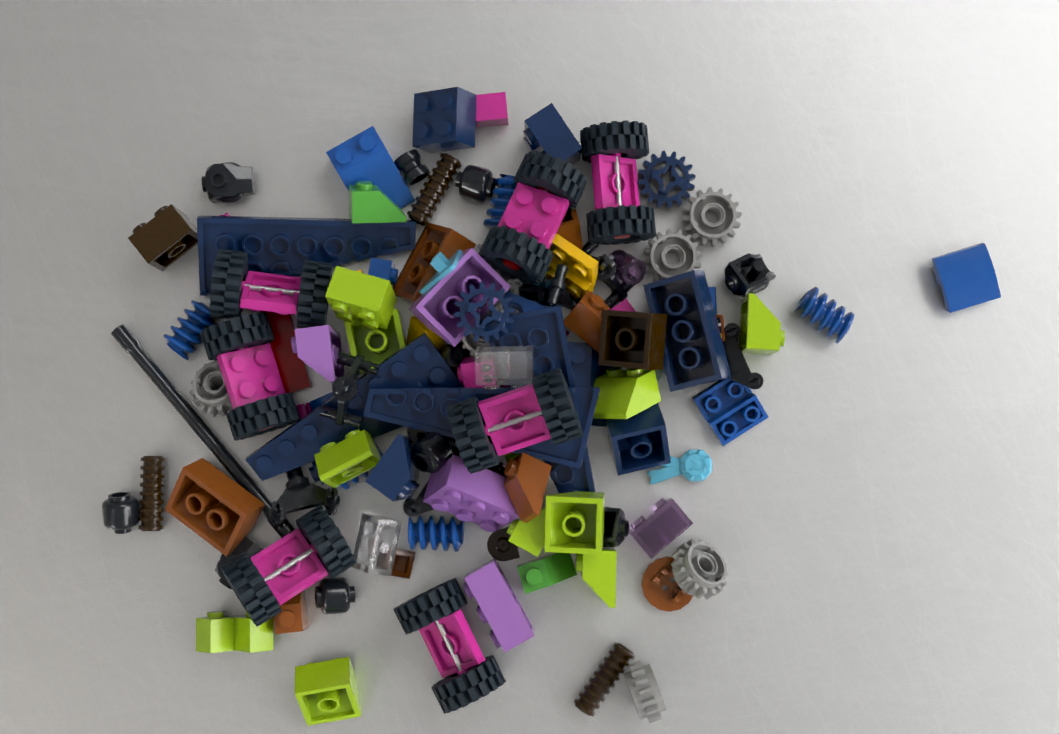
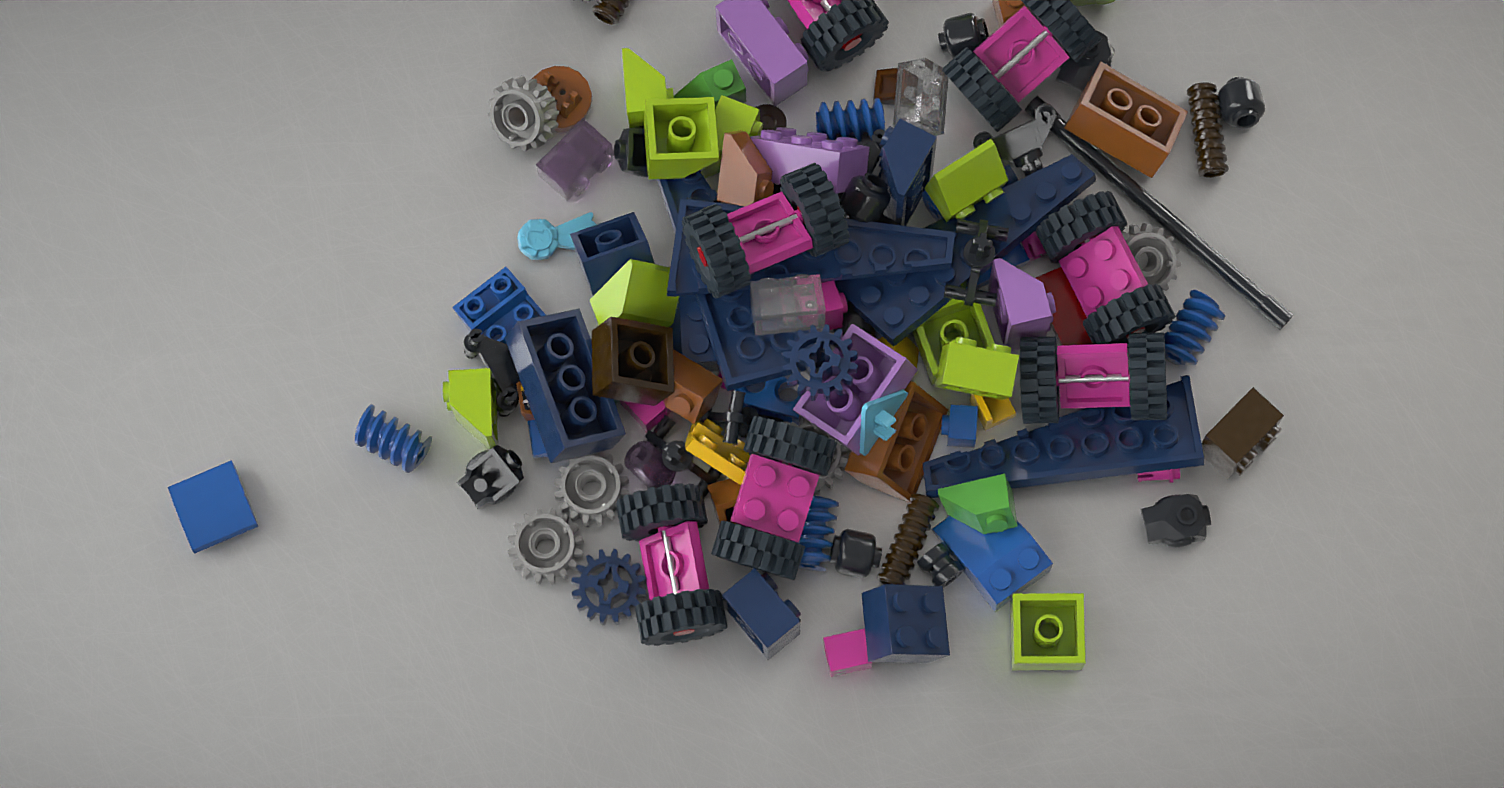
camera: 175 degrees right, 10 degrees down
(337, 104) = (1047, 631): none -> lime brick

